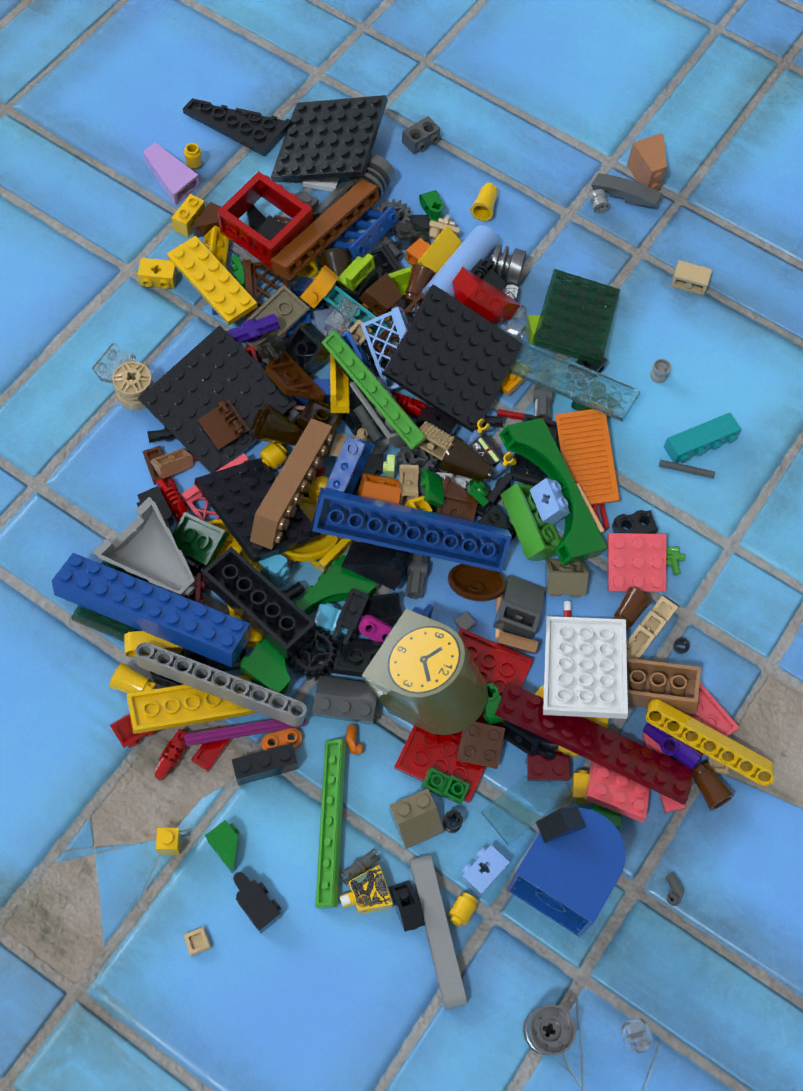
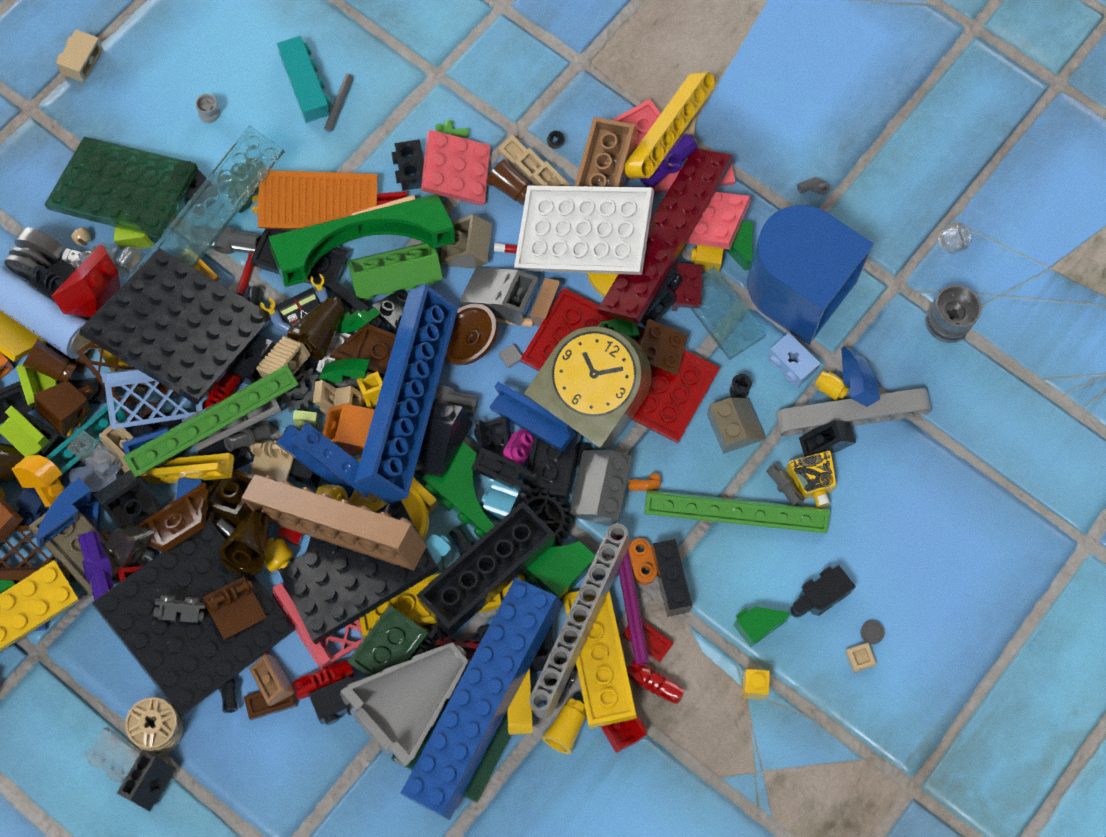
camera: 85 degrees left, 5 degrees up
(92, 385) = (146, 780): none -> black brick
(218, 374) = (169, 606): none -> dark grey hinge
(222, 953) = (872, 632): none -> dark grey piece
(294, 302) = (63, 511): none -> blue slope
(445, 786) = (704, 389): green slope -> none
(471, 931) = (859, 377): none -> blue slope
(532, 298) = (81, 236): none -> tan hinge
(550, 501) = (362, 249): light blue brick -> none
(560, 823) = (777, 260): black slope -> none
(711, 787) = (714, 133): reddish brown plant -> none

